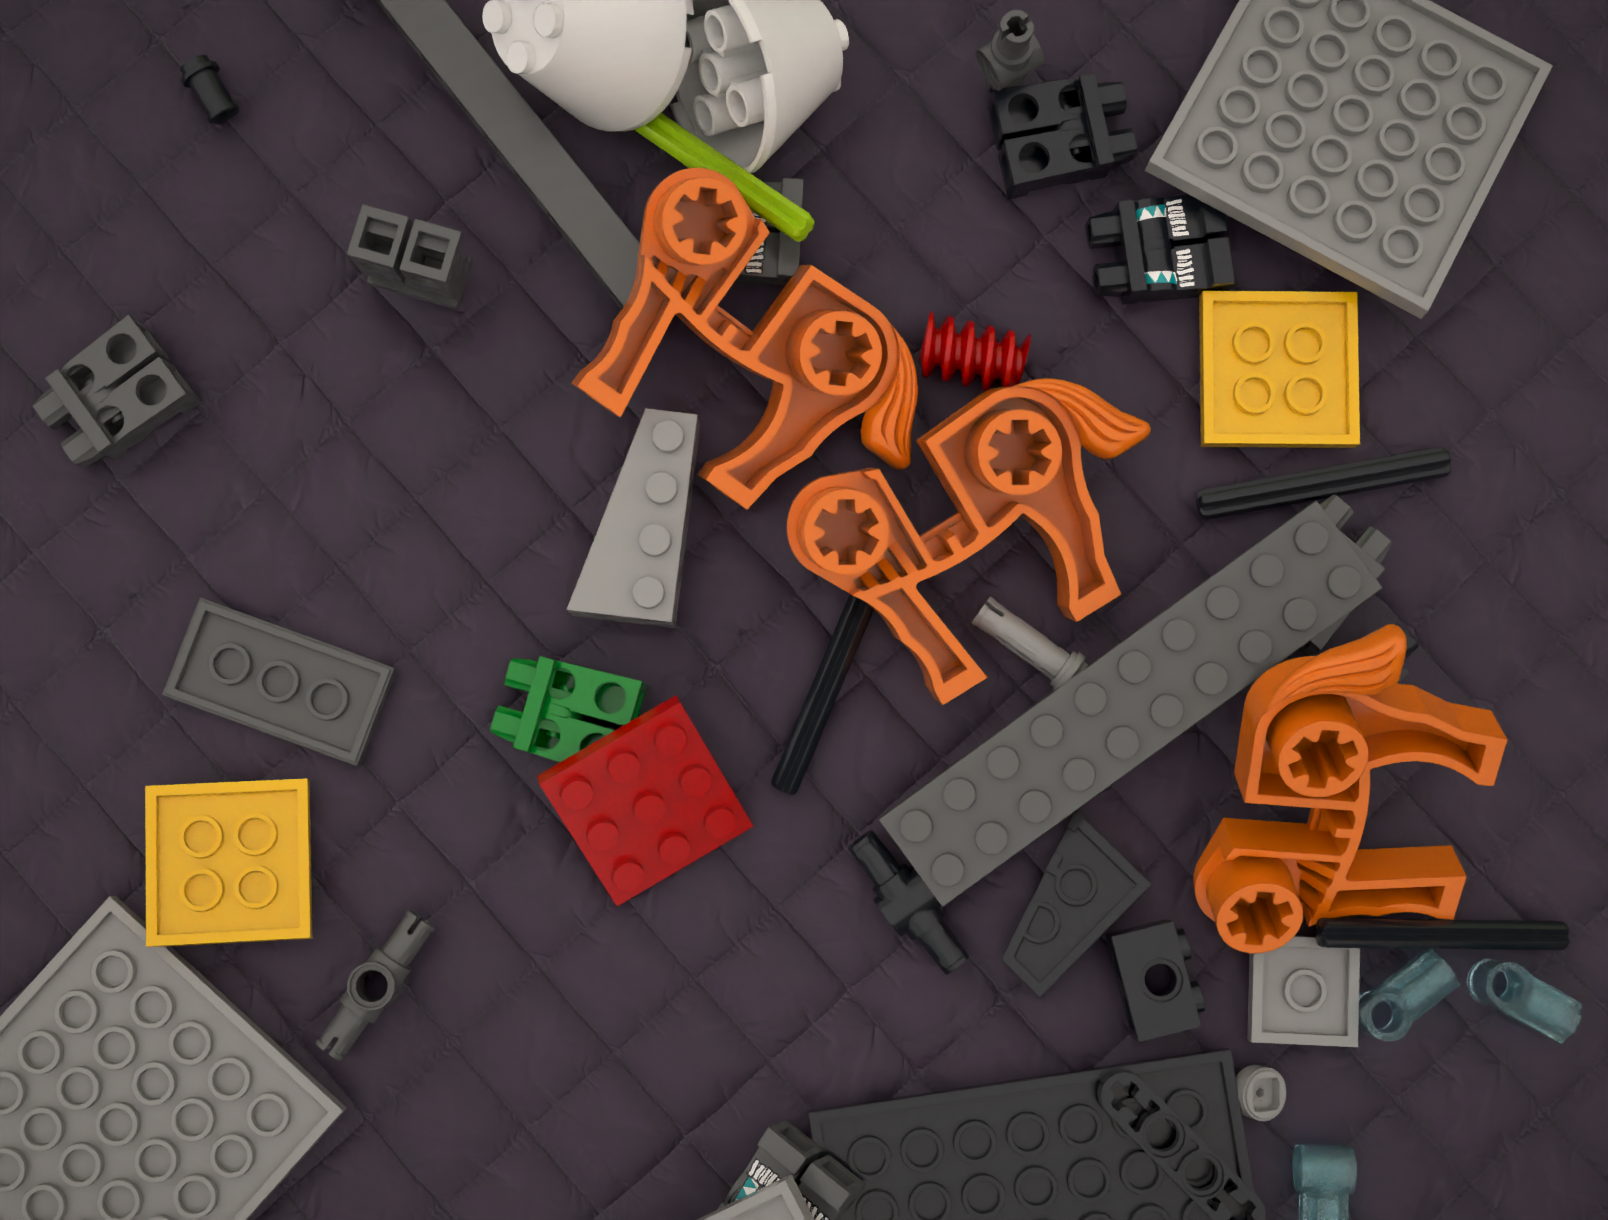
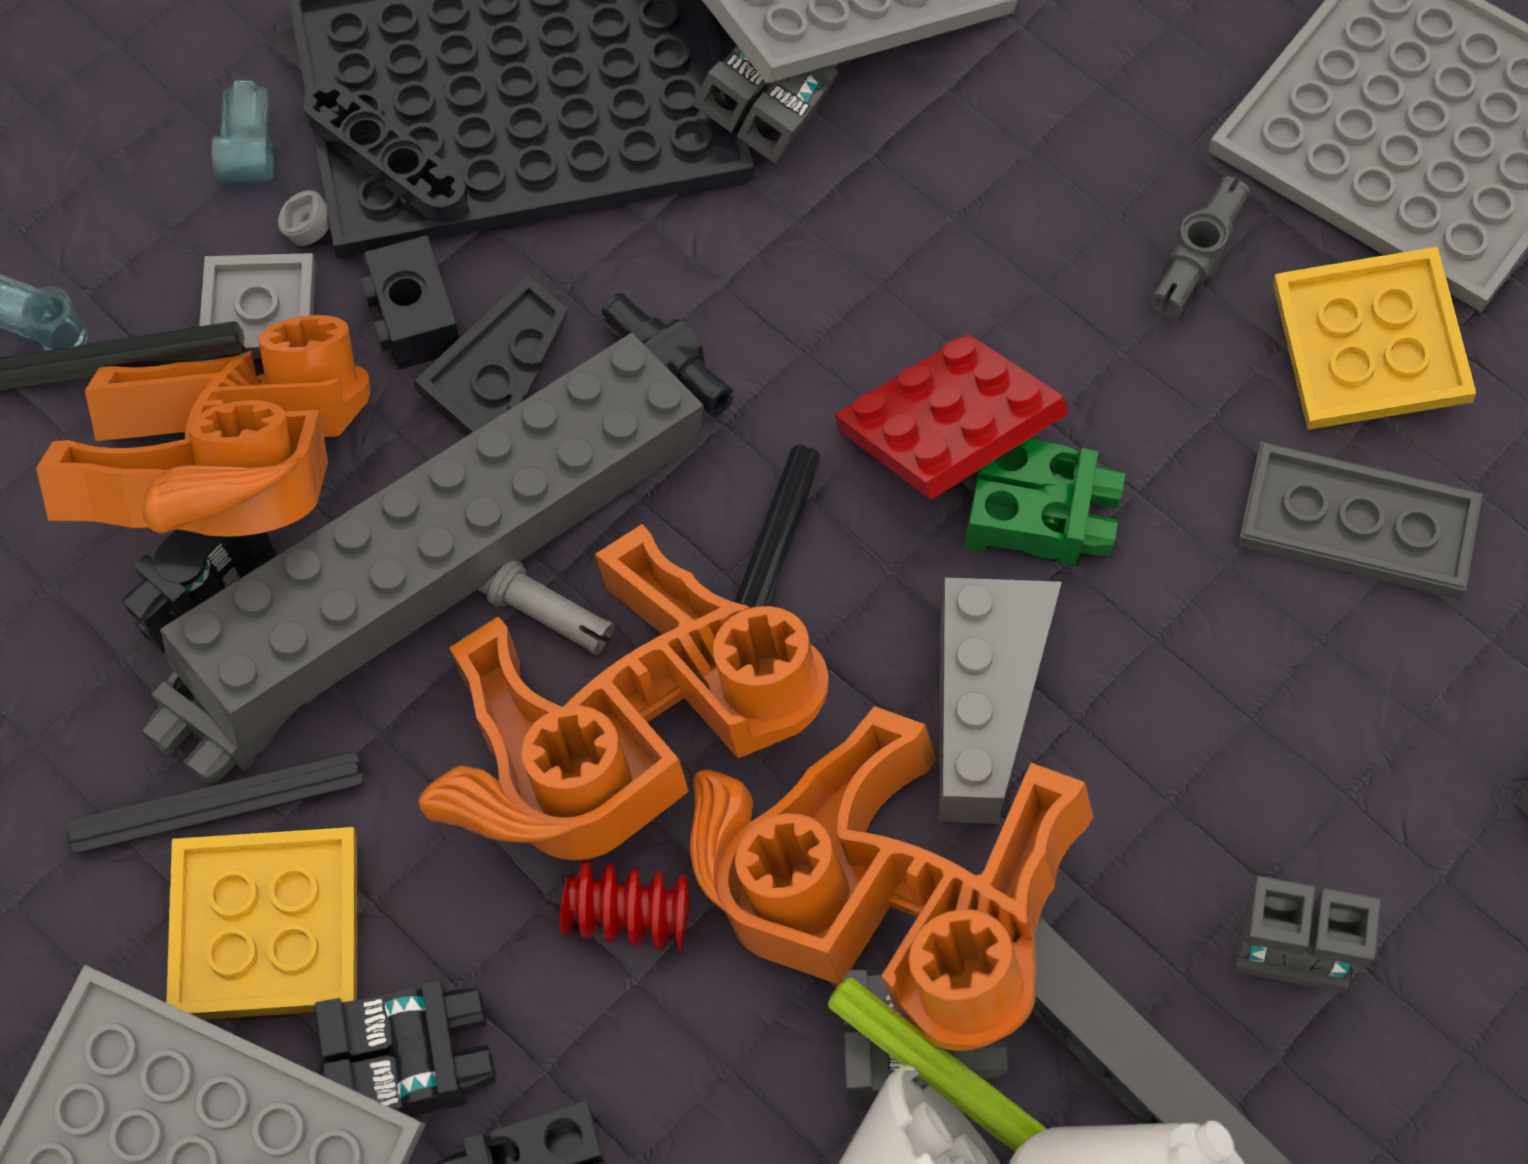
camera: 175 degrees right, 20 degrees down
(1409, 994) = (155, 302): clear light blue piece -> none

